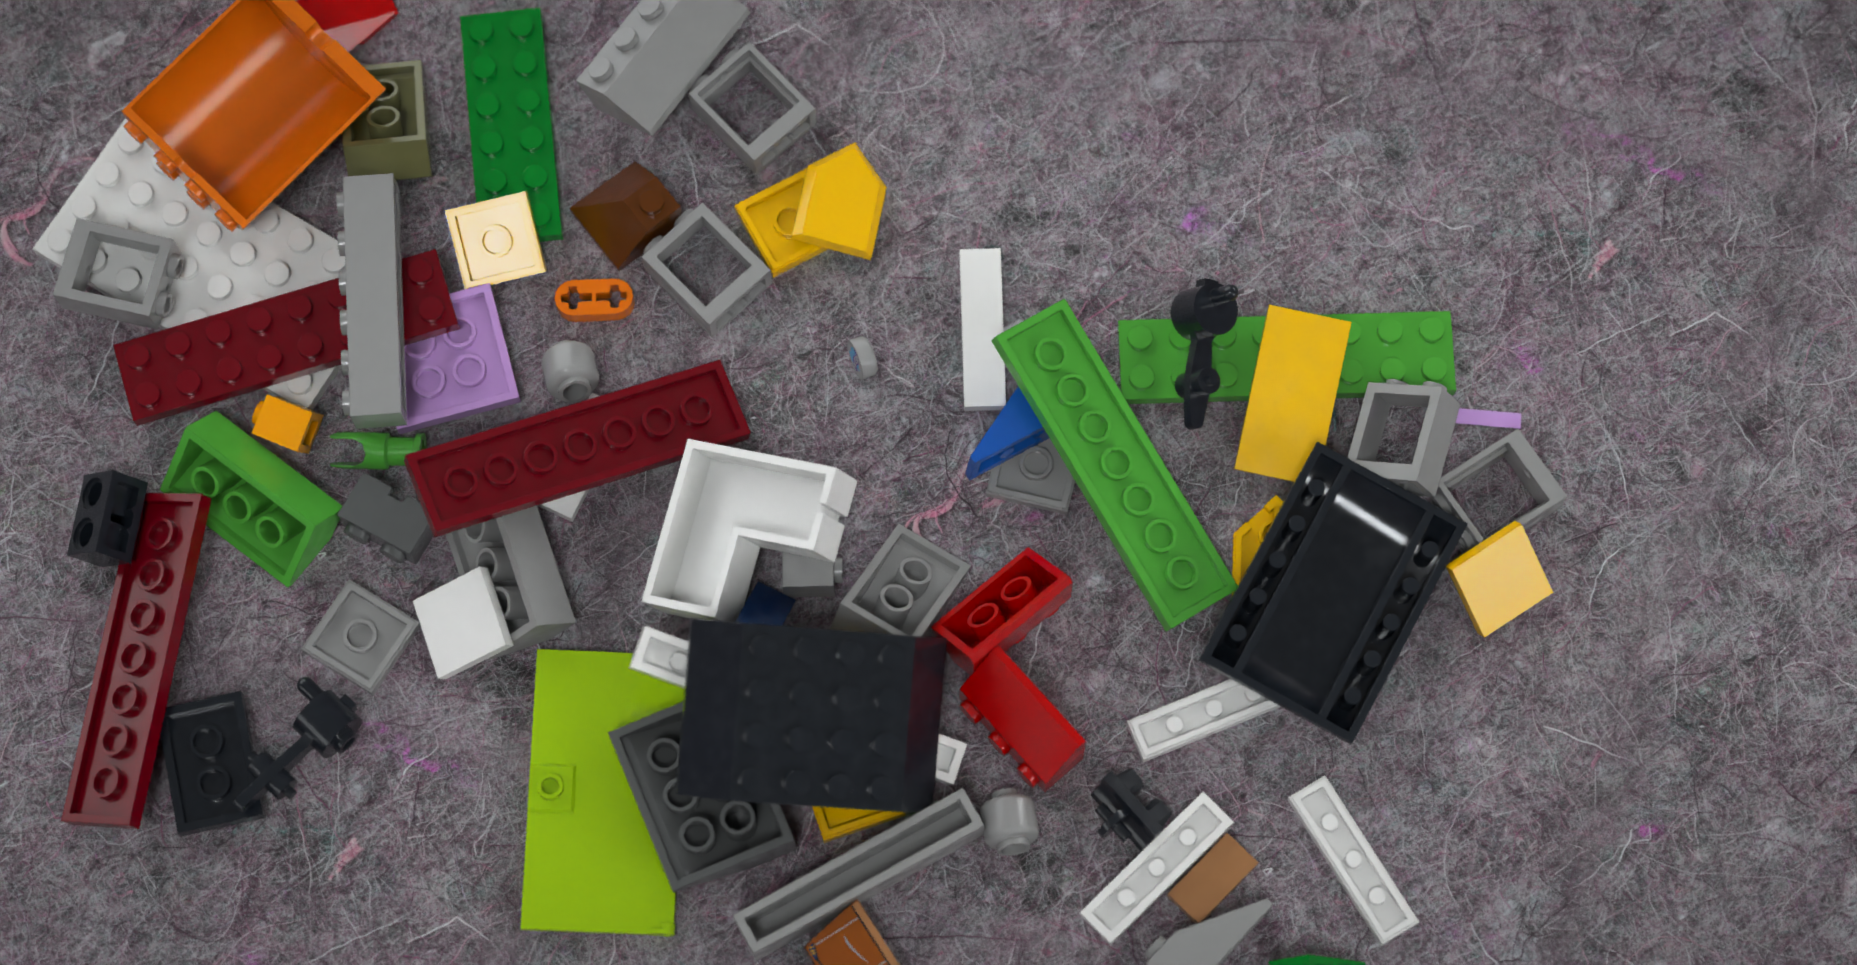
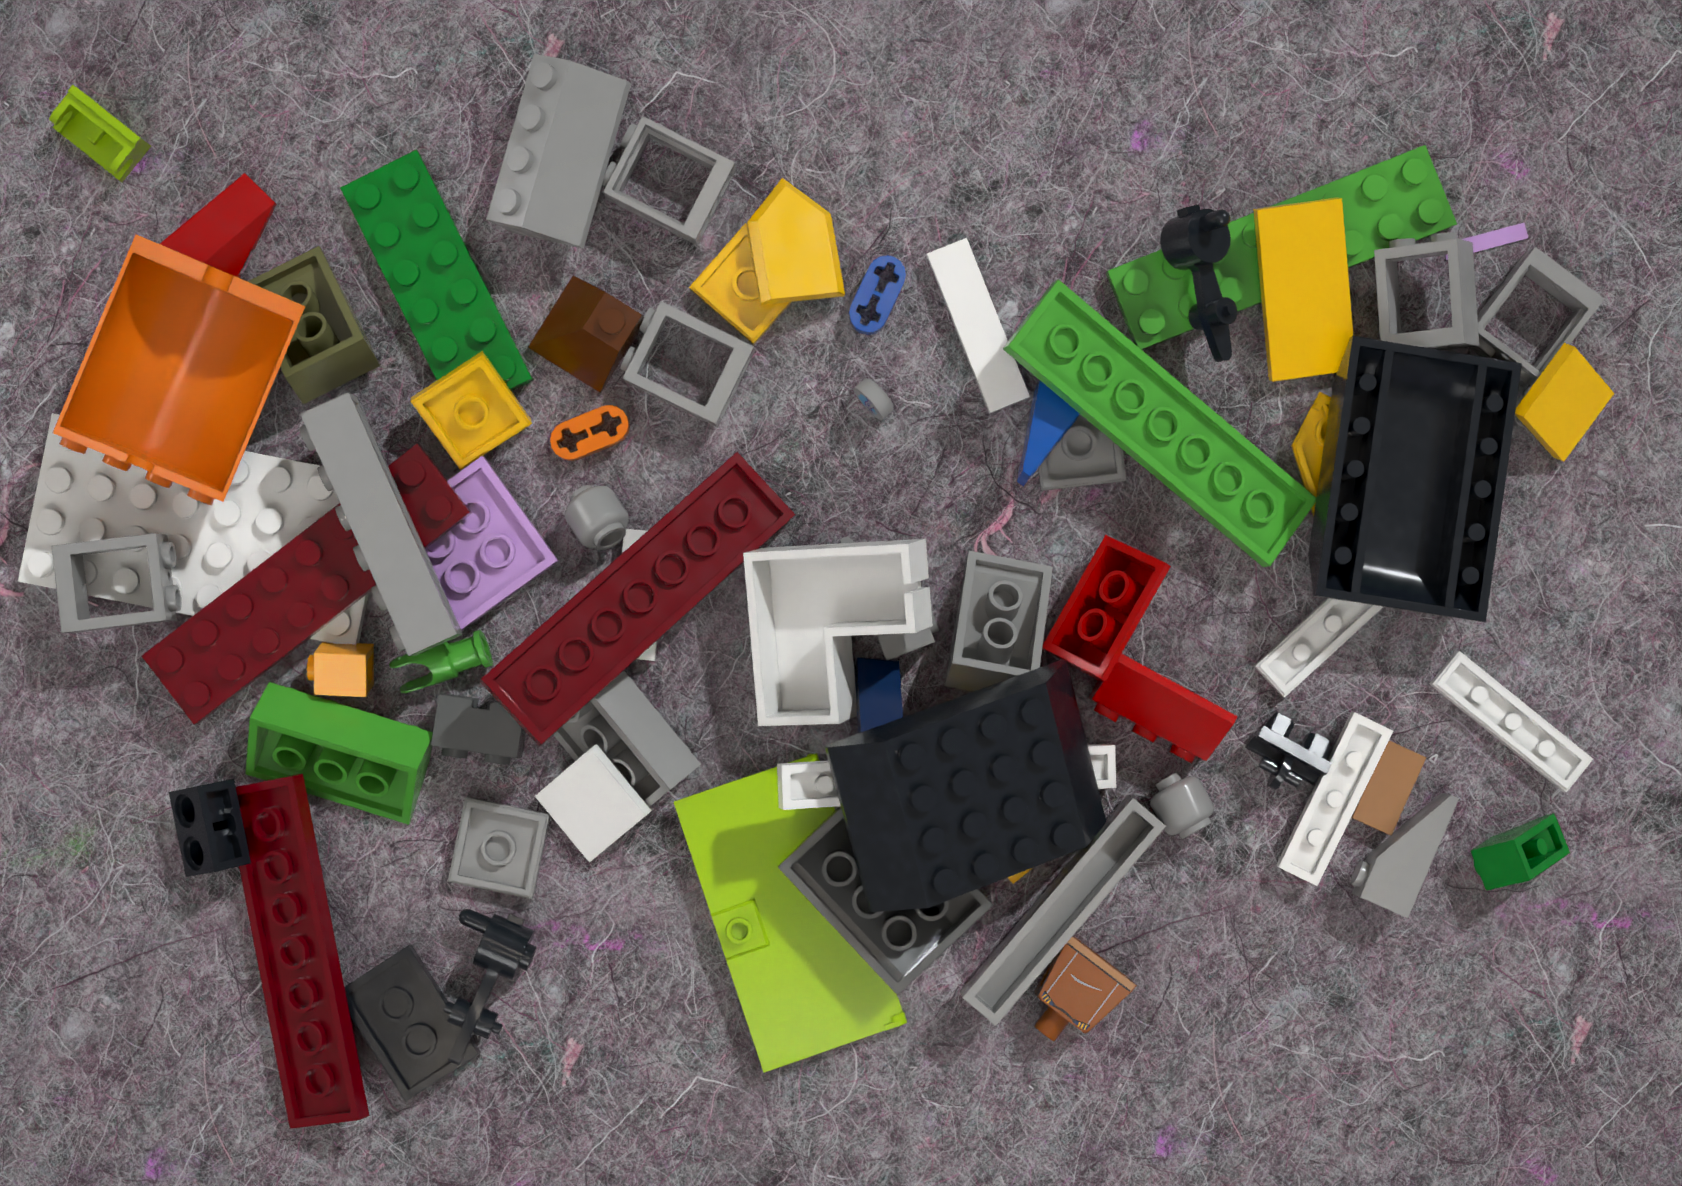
camera: 25 degrees left, 15 degrees up
(906, 278) = (886, 299): none -> blue beam

